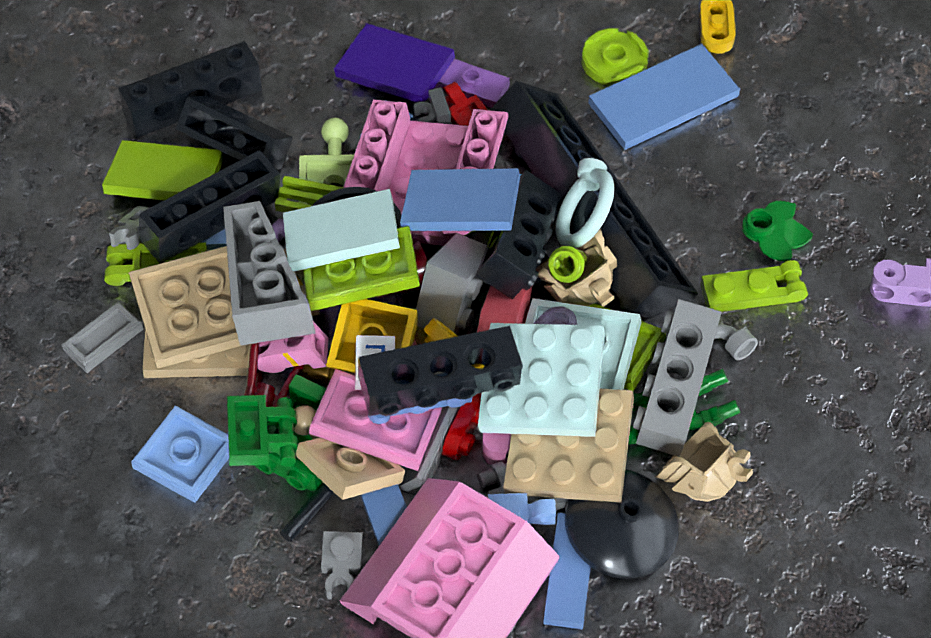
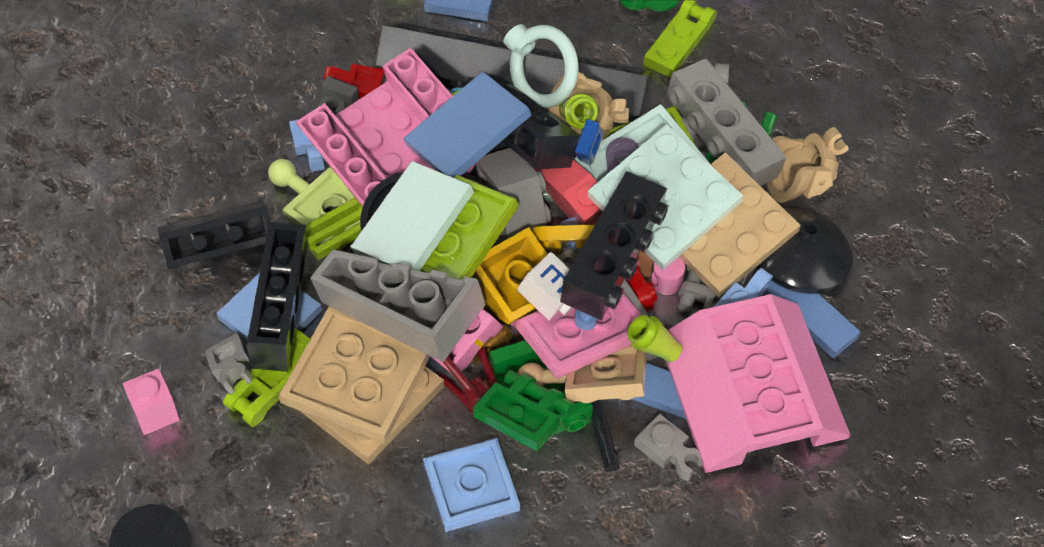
camera: 50 degrees left, 0 degrees up
(63, 206) = (151, 401): none -> bright pink brick
(102, 336) = (301, 465): light grey tile -> none
(158, 169) = (193, 310): lime tile -> none
(161, 97) = (135, 235): black brick -> none
(394, 63) = (262, 91): dark purple tile -> none
(404, 469) = (651, 337): none -> lime cone
(475, 81) = (338, 54): medium lavender plate -> none
(544, 292) = (589, 142): none -> blue tile

